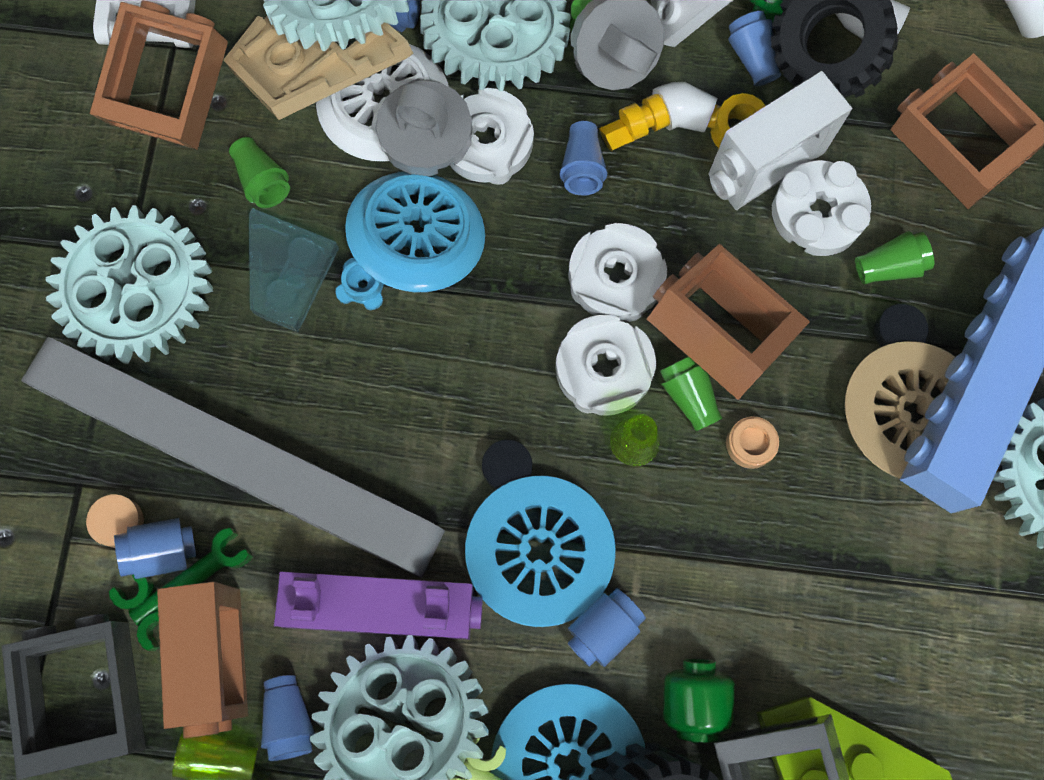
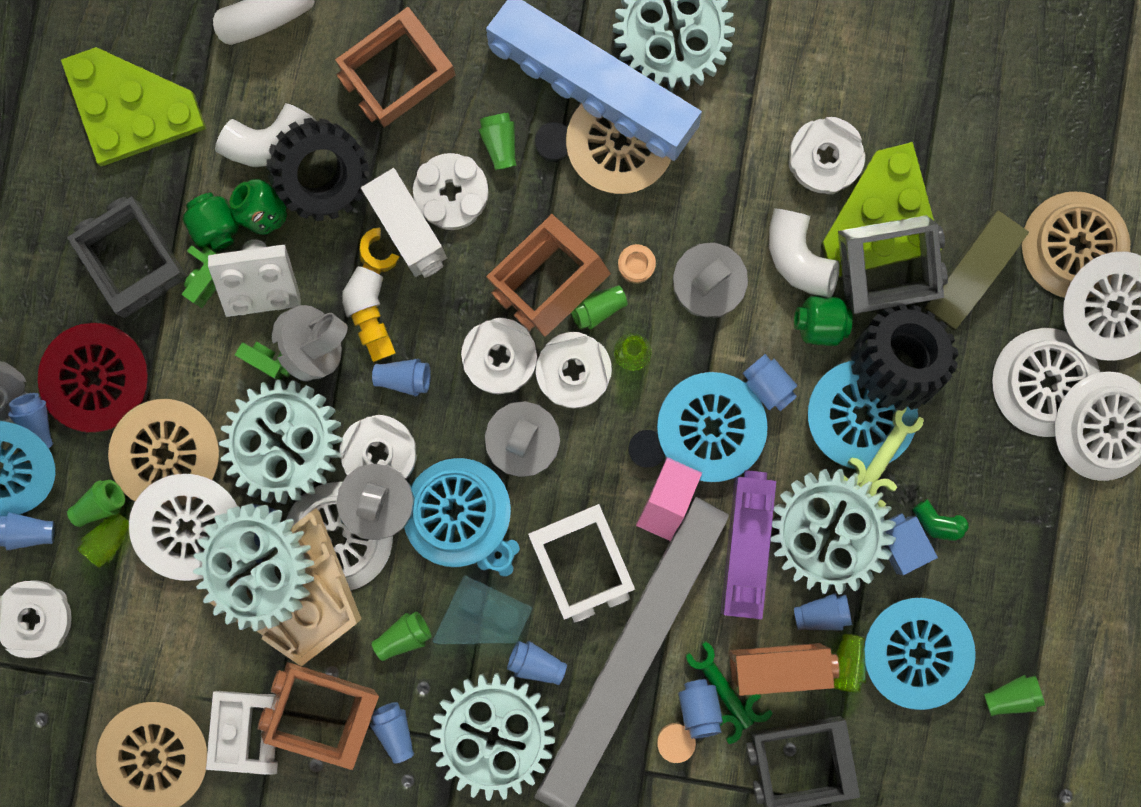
camera: 85 degrees left, 10 degrees up
(141, 166) = (392, 730): none -> medium blue cone
(221, 333) = (535, 664): none -> medium blue cone
(328, 442) = (584, 608): none -> white window
(441, 494) = (669, 499): none -> bright pink slope
(512, 307) = (522, 439): none -> light grey tile
(740, 541) = (710, 280): none -> light grey tile
(752, 44) = (306, 233): medium blue cone -> none
(781, 655) = (795, 260): none -> white cylinder
(903, 709) = (847, 150): none -> white plate

